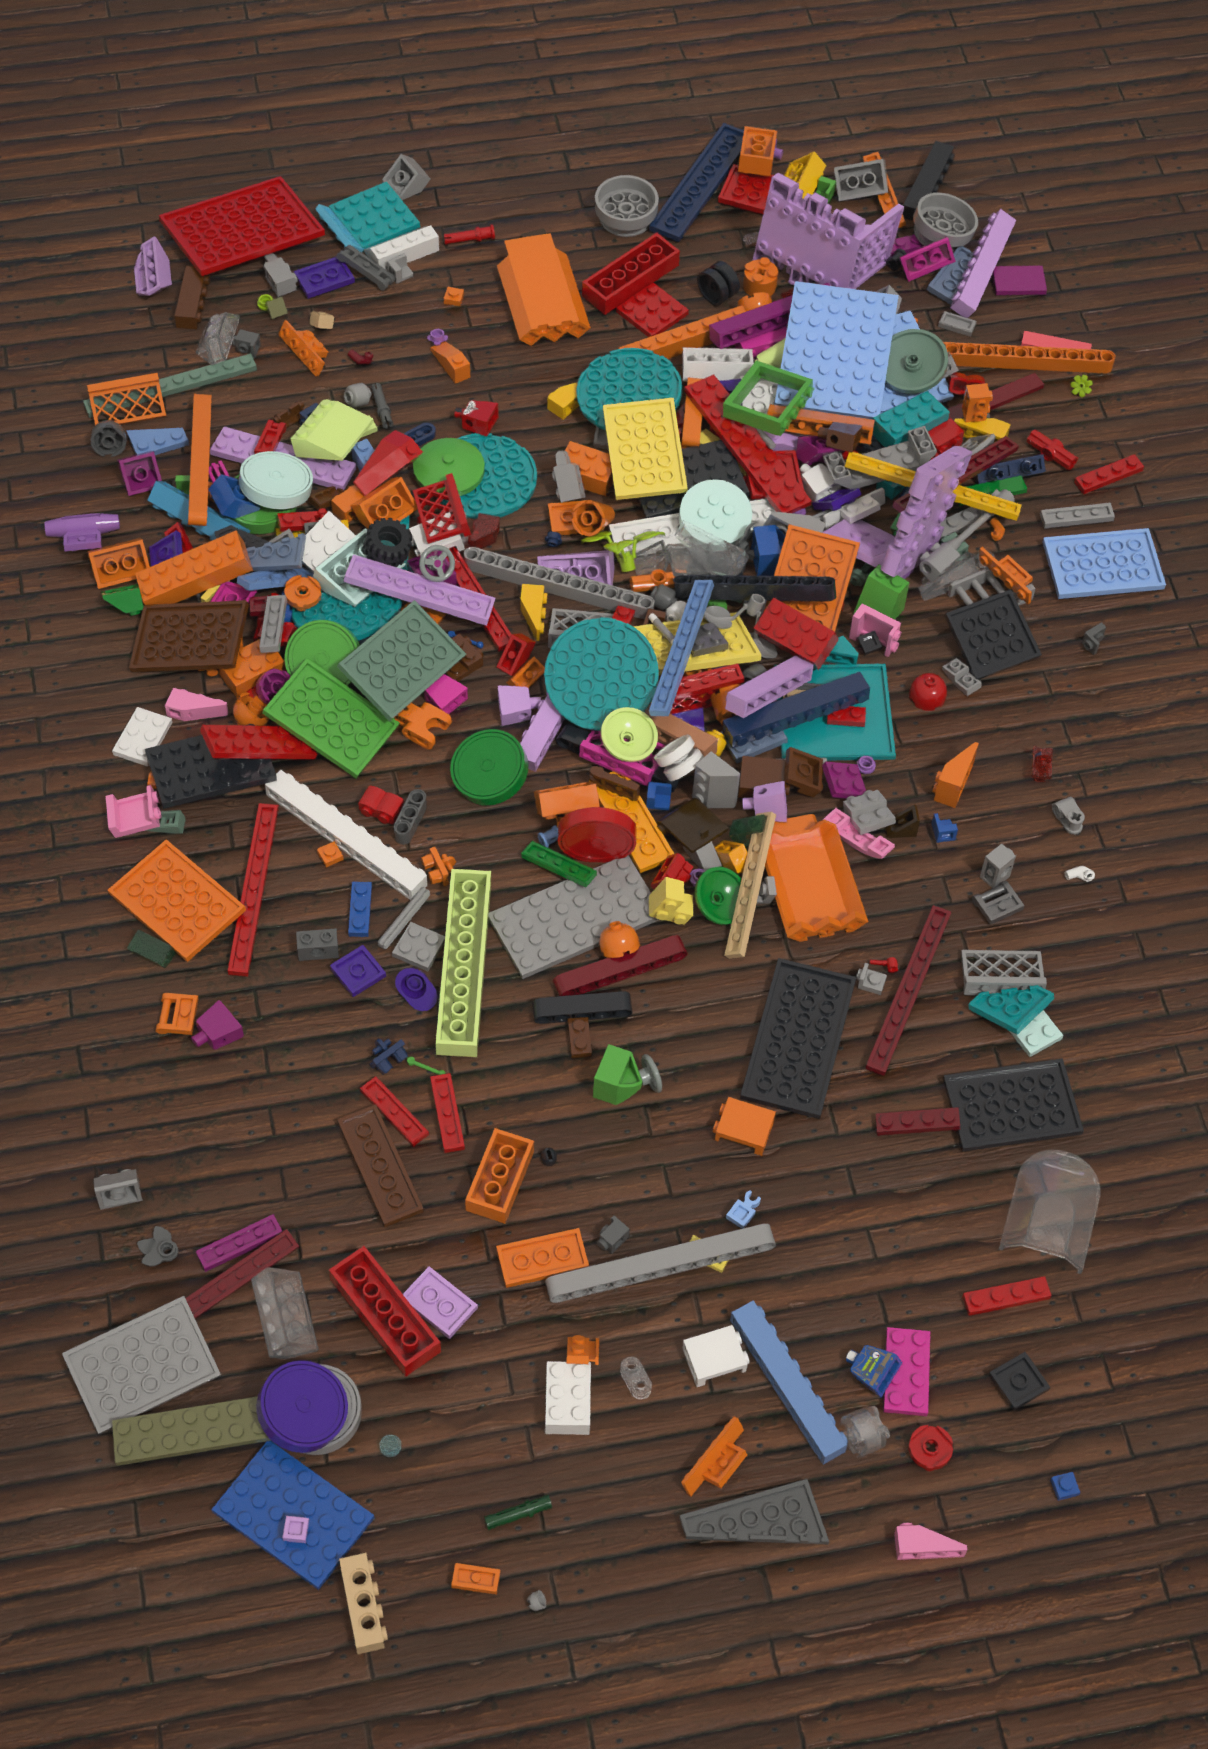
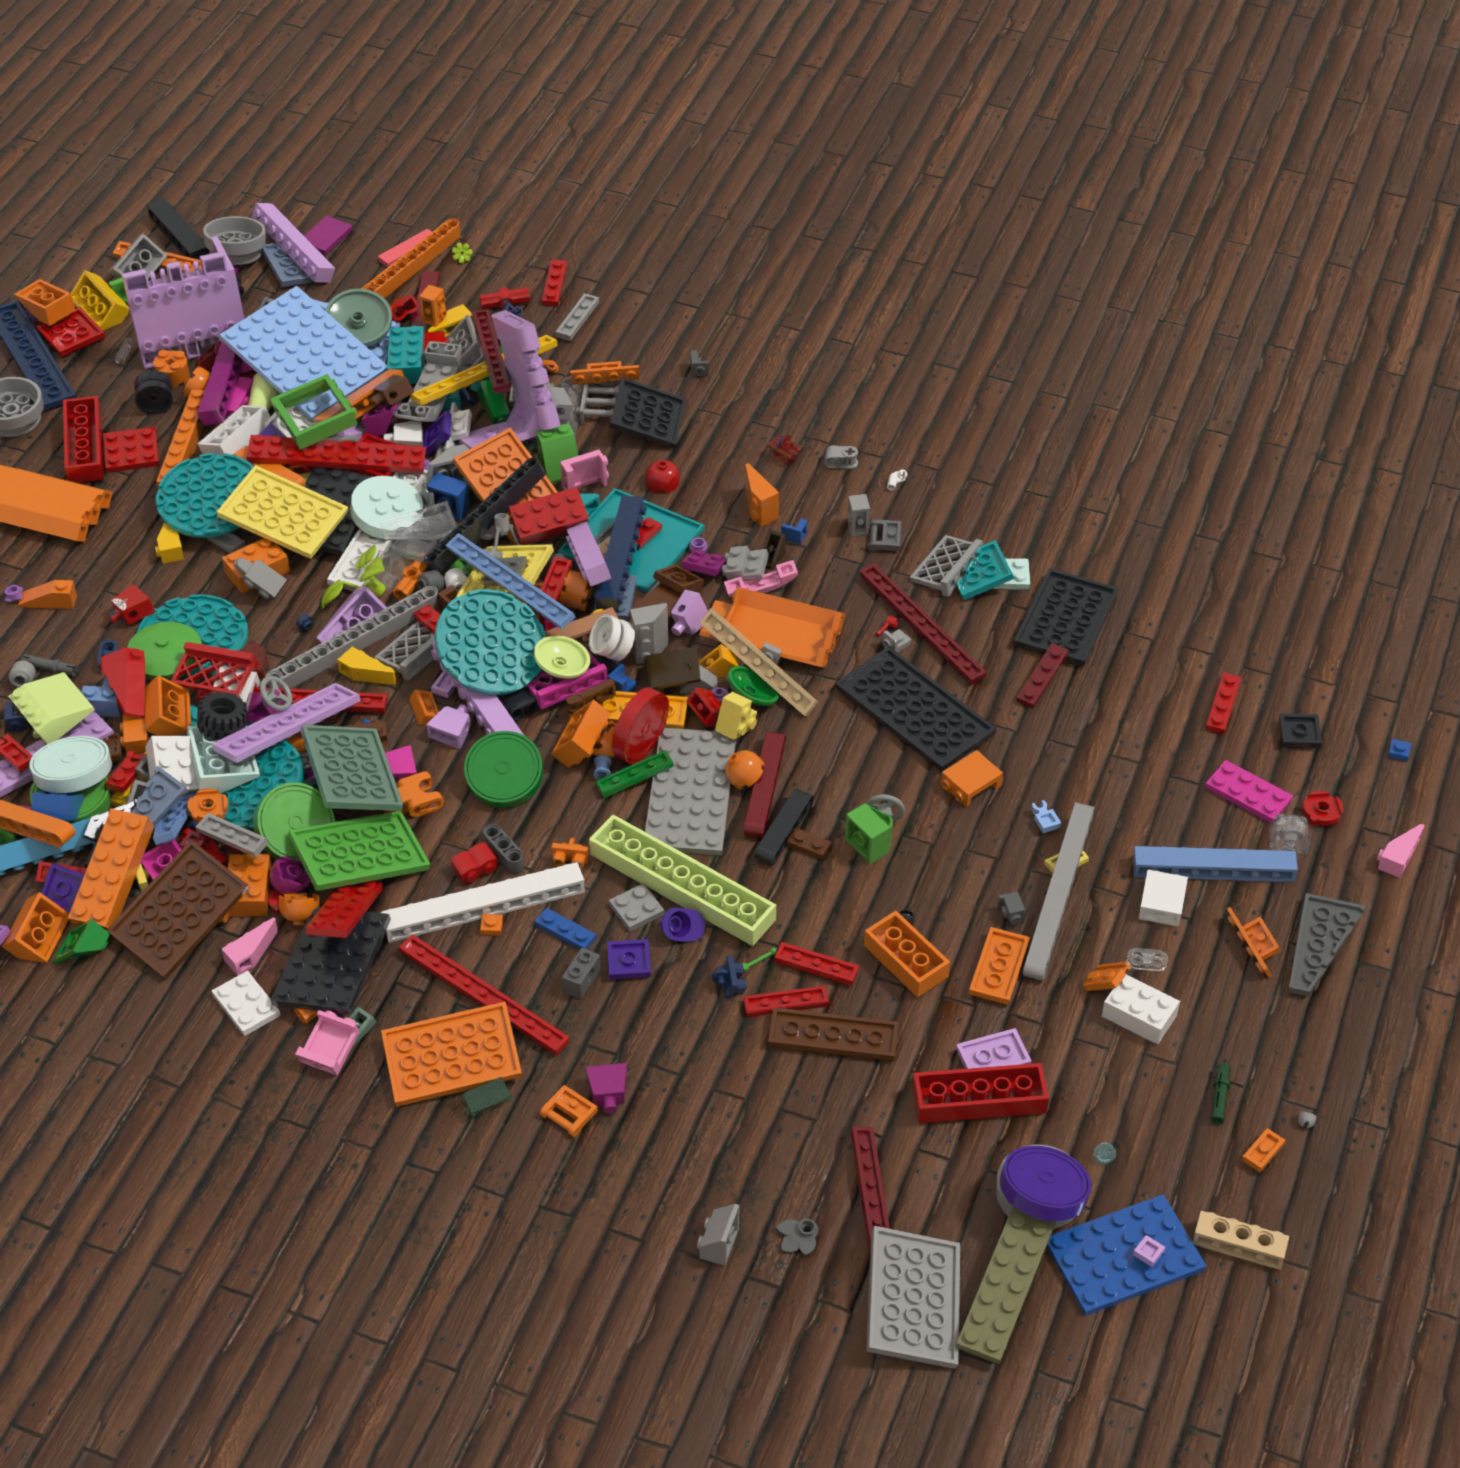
camera: 55 degrees left, 10 degrees down
(238, 1243) = (838, 1171): magenta plate -> none
(284, 1313) = (930, 1170): clear slope -> none
(403, 918) = (600, 904): light grey axle -> none
(515, 653) = (400, 701): red slope -> none
(561, 517) = (292, 602): orange plate -> none
(591, 517) = (322, 584): orange cone -> none
(662, 628) = (456, 593): light grey bar -> none
(743, 828) = (706, 634): clear green bracket -> none
(869, 643) = (588, 485): black plate -> none
(874, 1368) = (1239, 805): blue torso -> none
(927, 259) = (258, 265): dark pink slope -> none
(957, 323) = (331, 288): light grey tile -> none
(960, 676) = (659, 452): light grey slope -> none
(1053, 1206) = (1167, 640): clear windscreen -> none
(1103, 563) = (633, 326): light blue plate -> none

